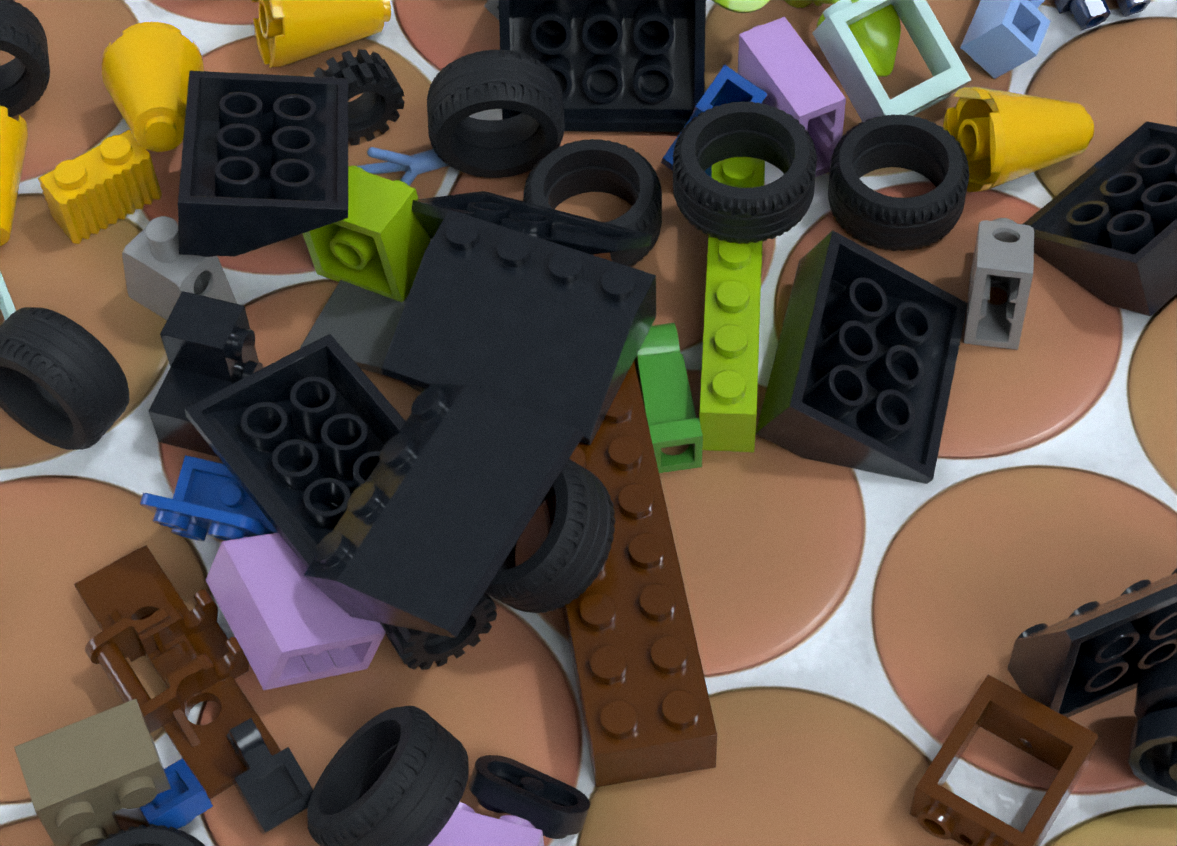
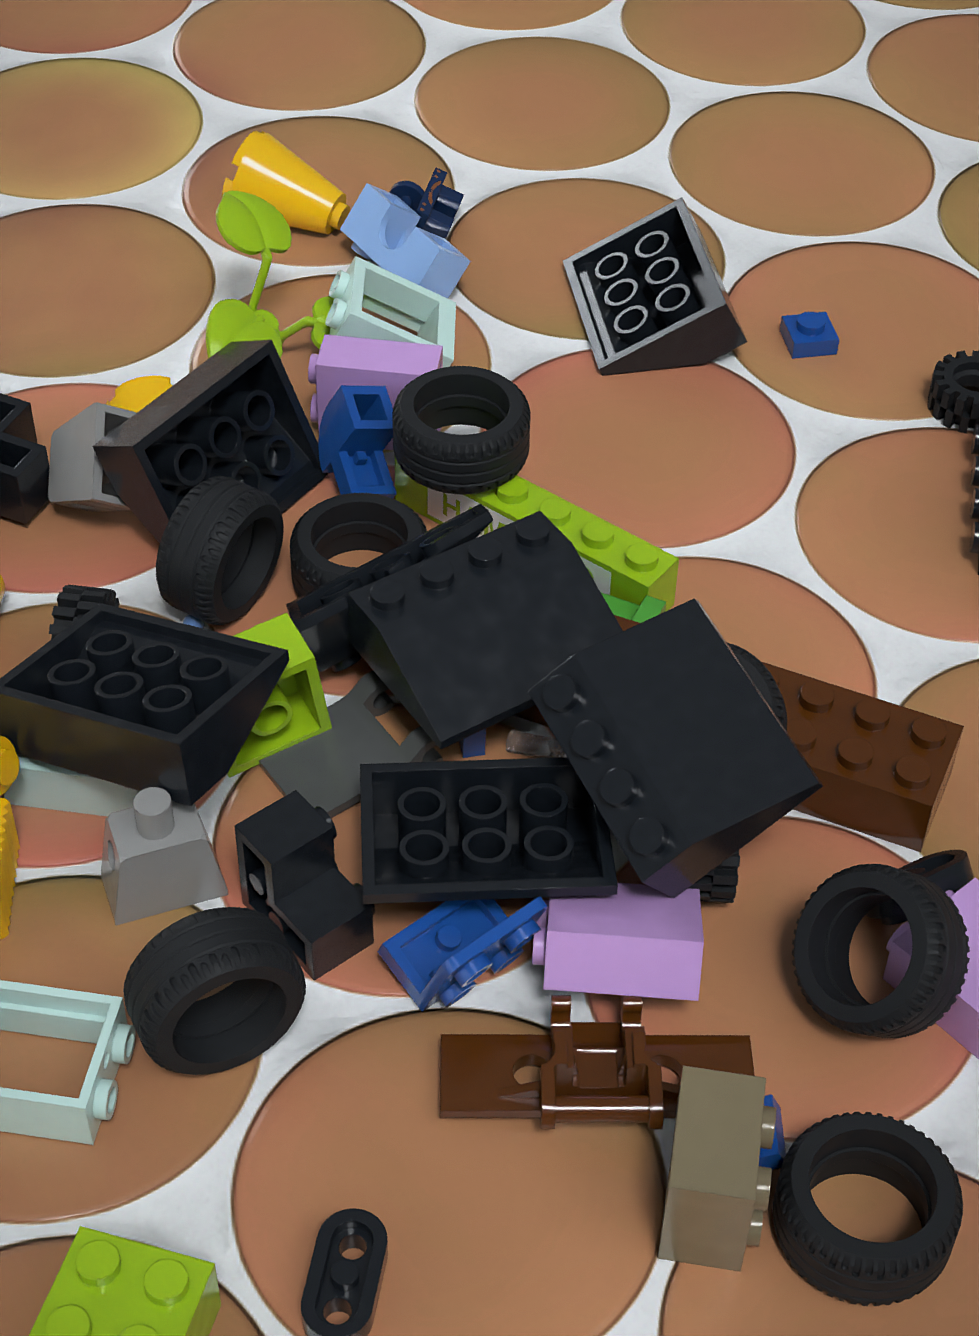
camera: 60 degrees left, 10 degrees down
(273, 784) = (786, 1049): black plate -> none
(863, 364) = (655, 494): black slope -> none
(905, 144) = (529, 365): black tyre -> none
(1006, 261) = (655, 386): light grey torso -> none
(1014, 133) = (522, 321): yellow cone -> none

